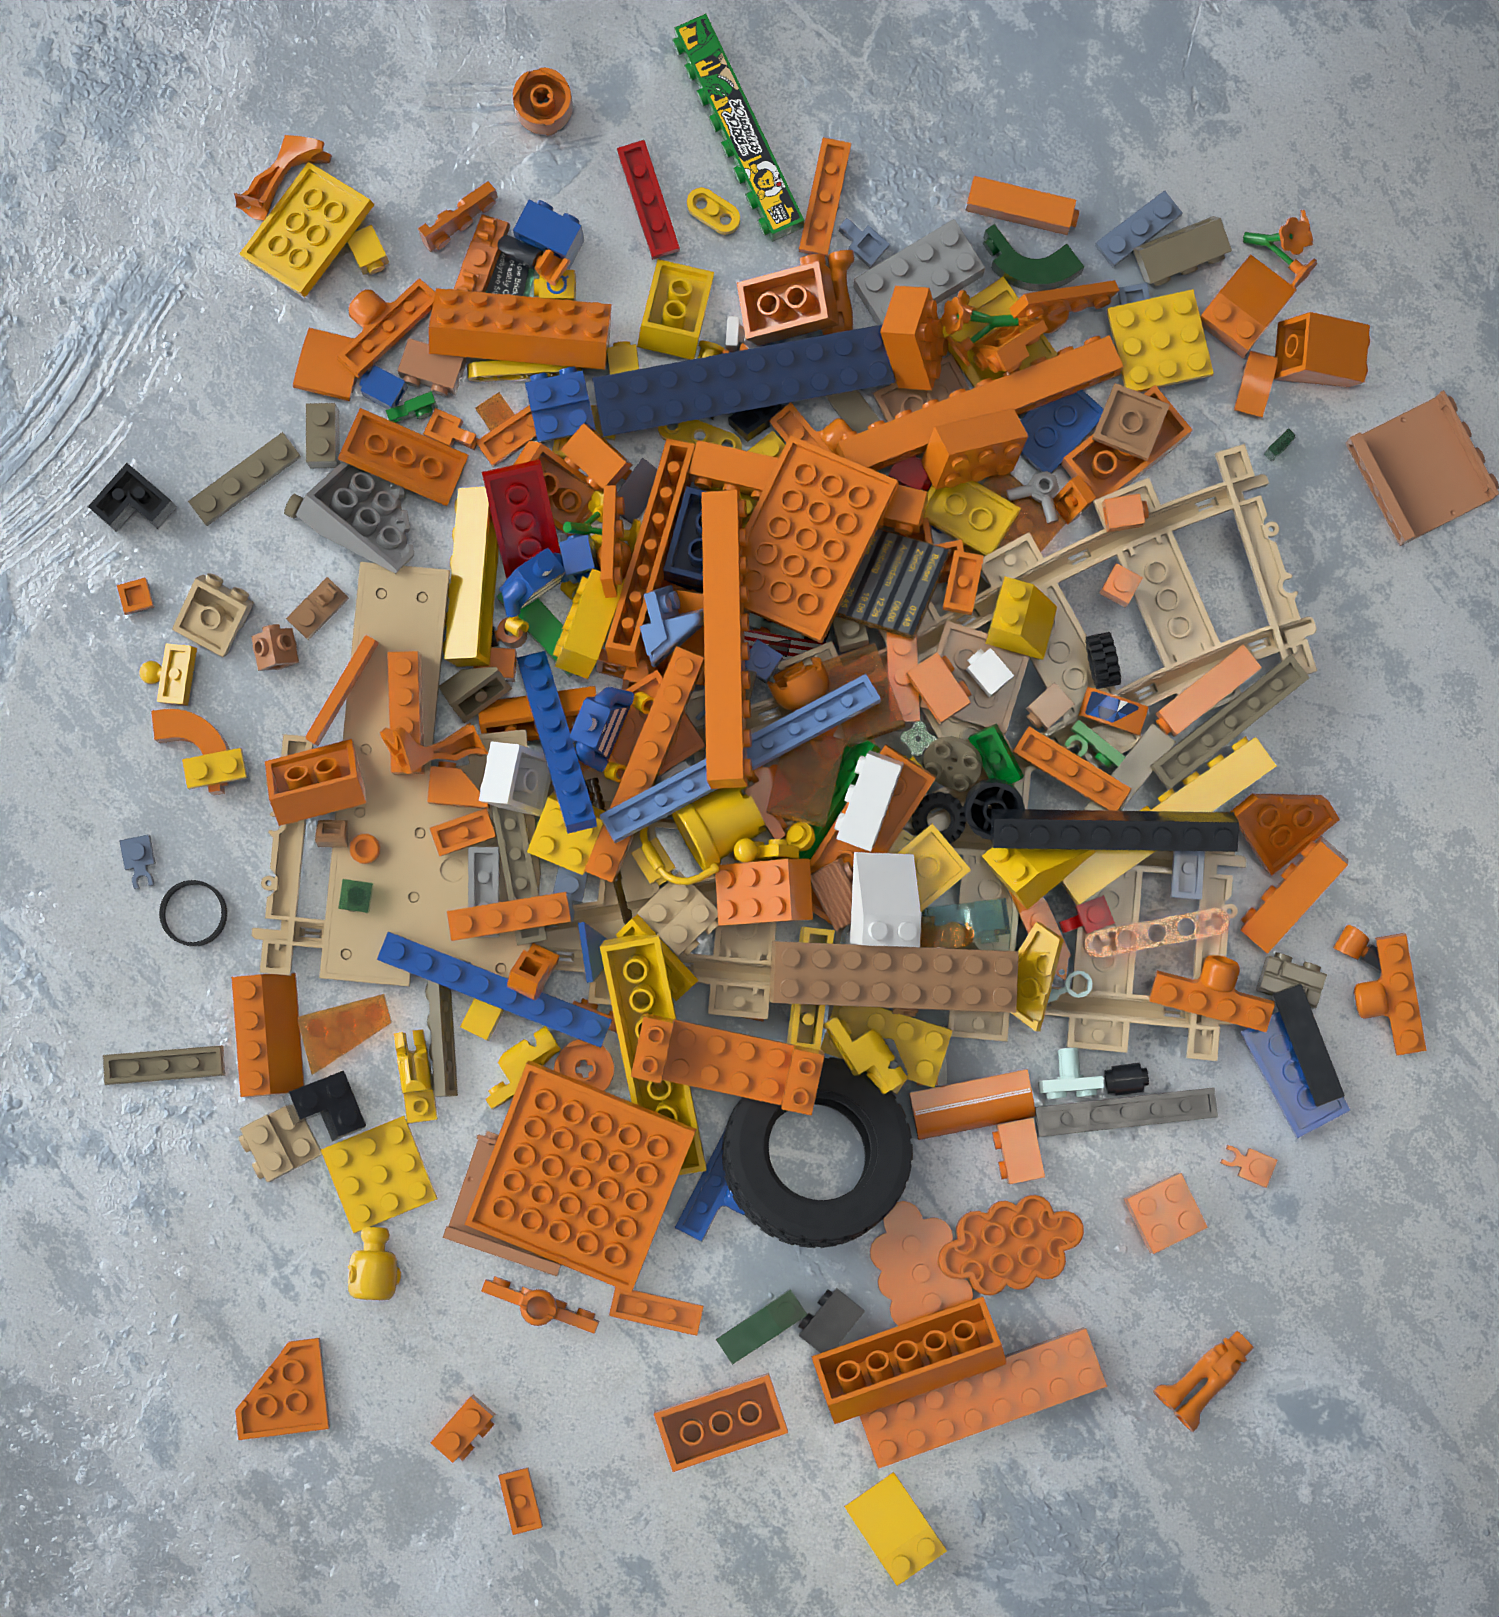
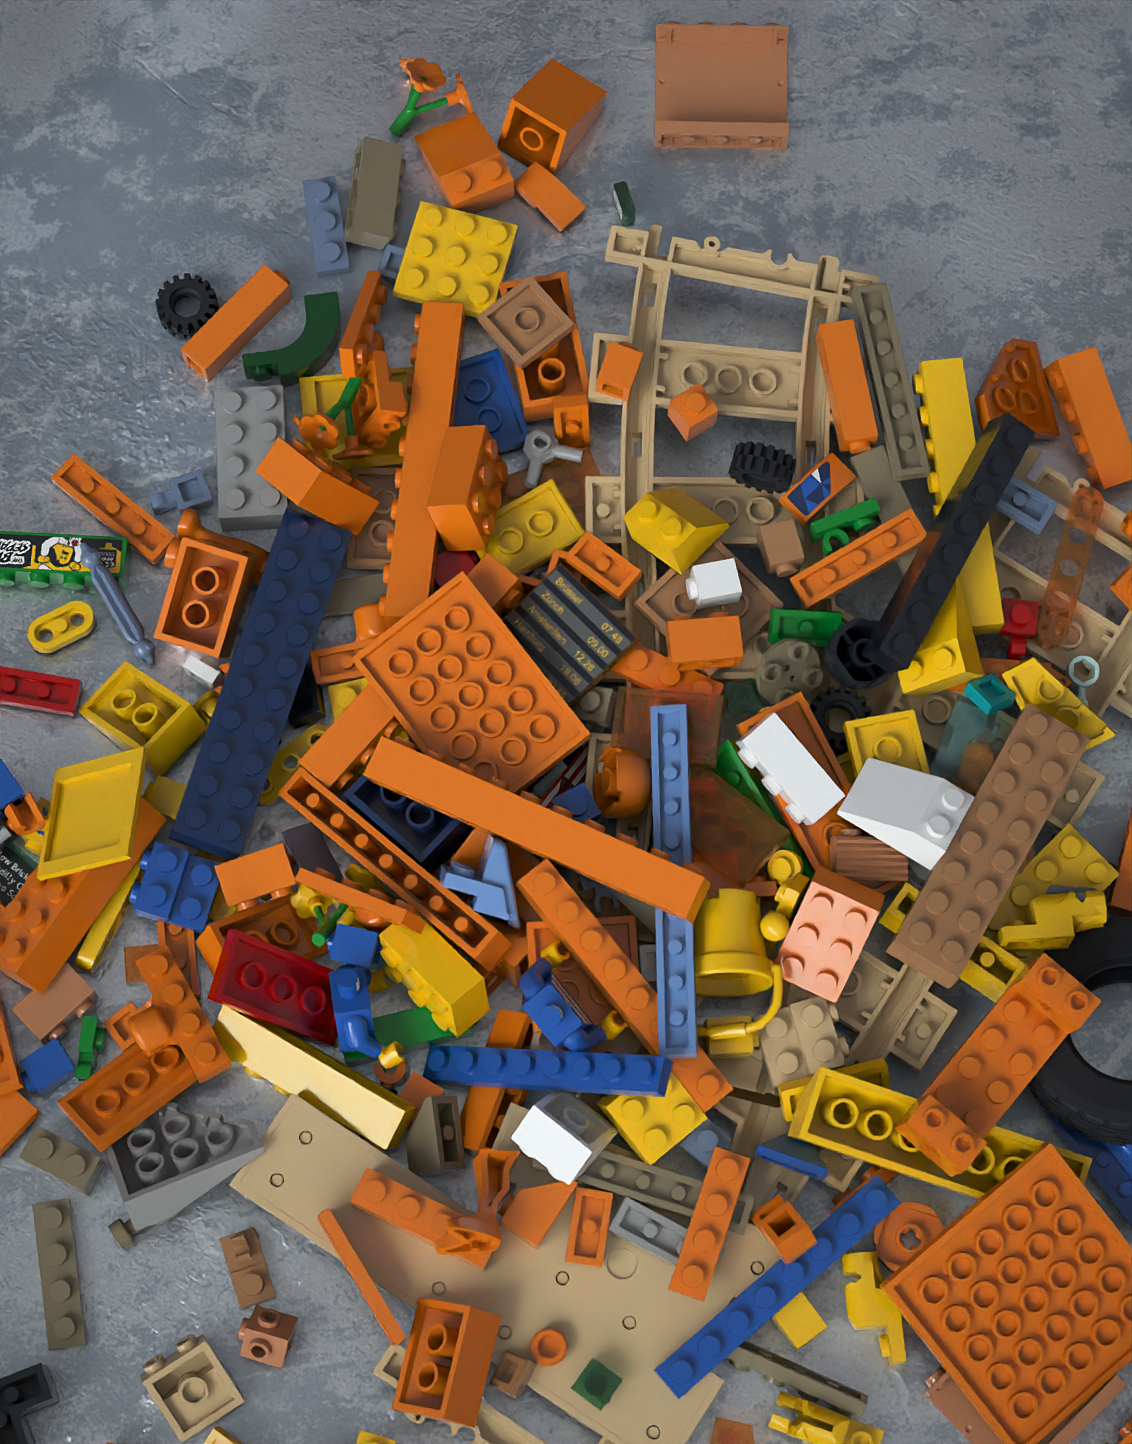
camera: 65 degrees left, 10 degrees down
(463, 457) = (175, 1018): none -> orange plate
(574, 314) = (92, 813): none -> yellow piece
(750, 241) = (117, 603): none -> sand blue wheel
(1016, 921) = (990, 694): none -> teal plate
(1019, 144) = (184, 288): none -> black tyre

